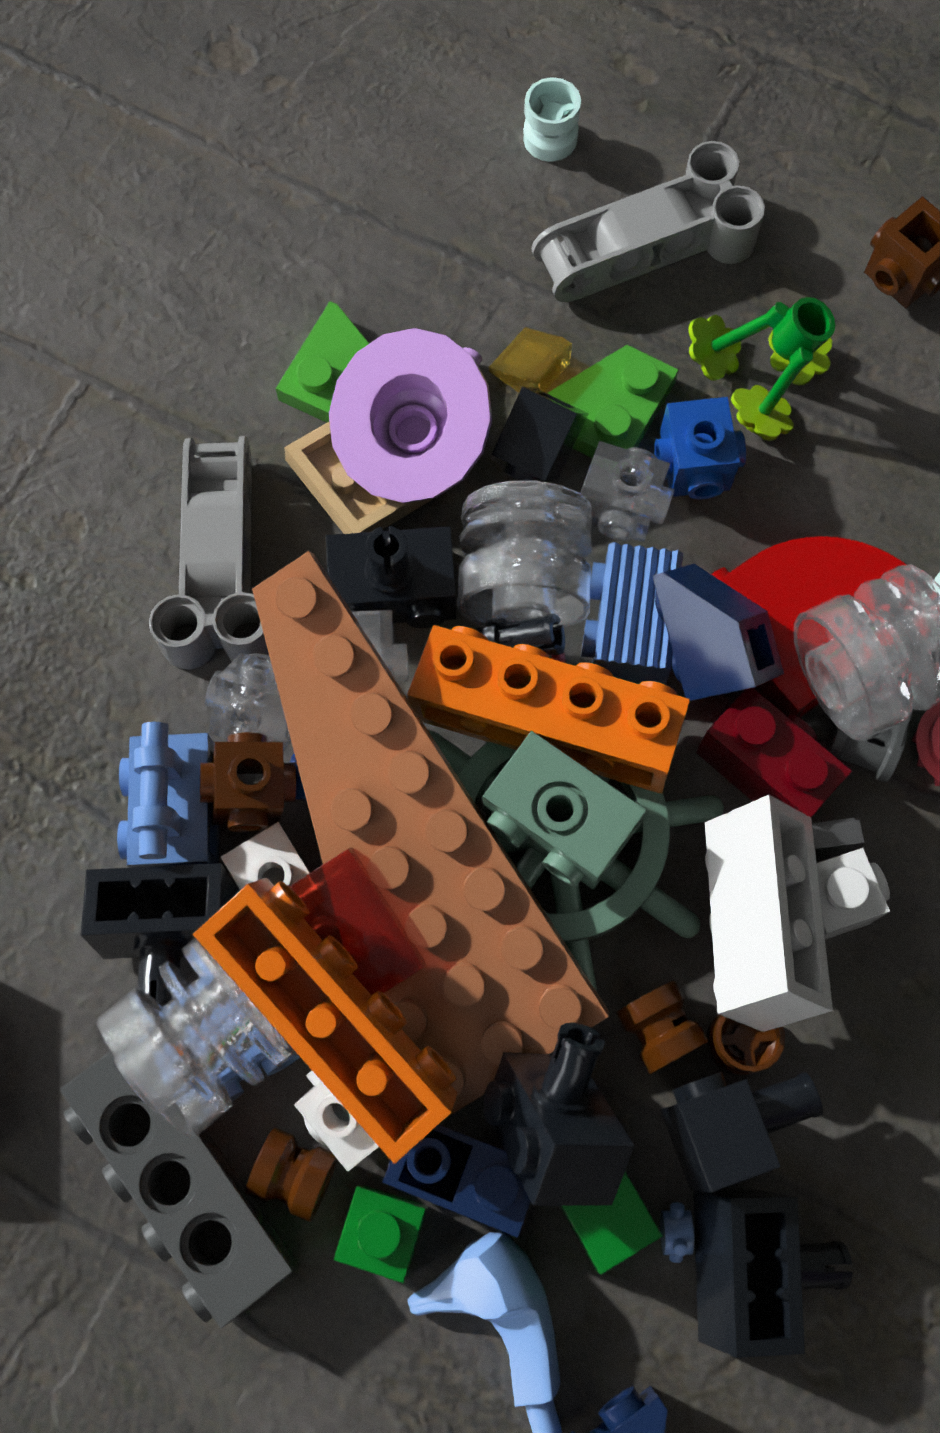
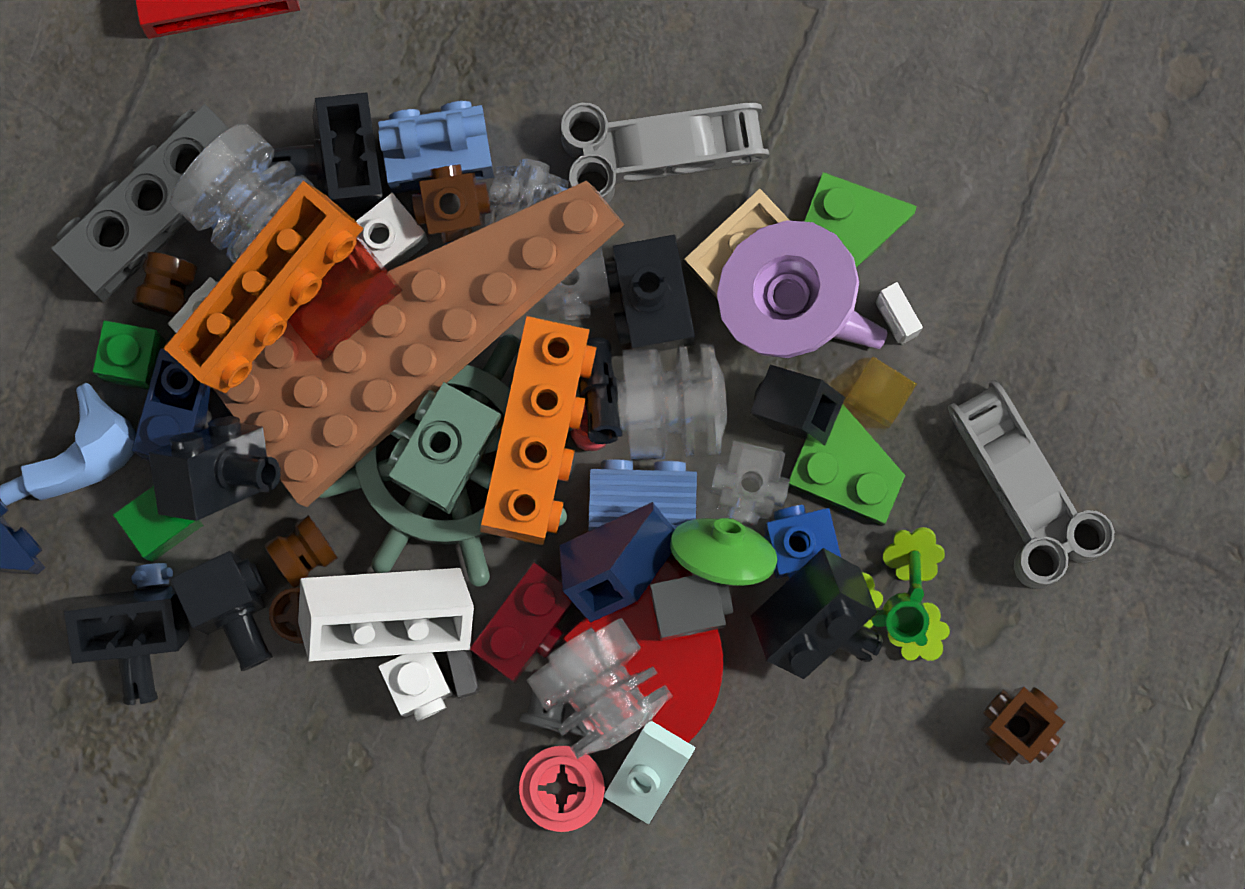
camera: 80 degrees right, 10 degrees up
(454, 319) = (898, 313): none -> white tile
(551, 119) = (1144, 378): light aqua wheel -> none
(715, 509) = (723, 551): none -> bright green dish
(777, 553) = (689, 606): none -> dark grey brick
(788, 432) = (816, 615): none -> black brick

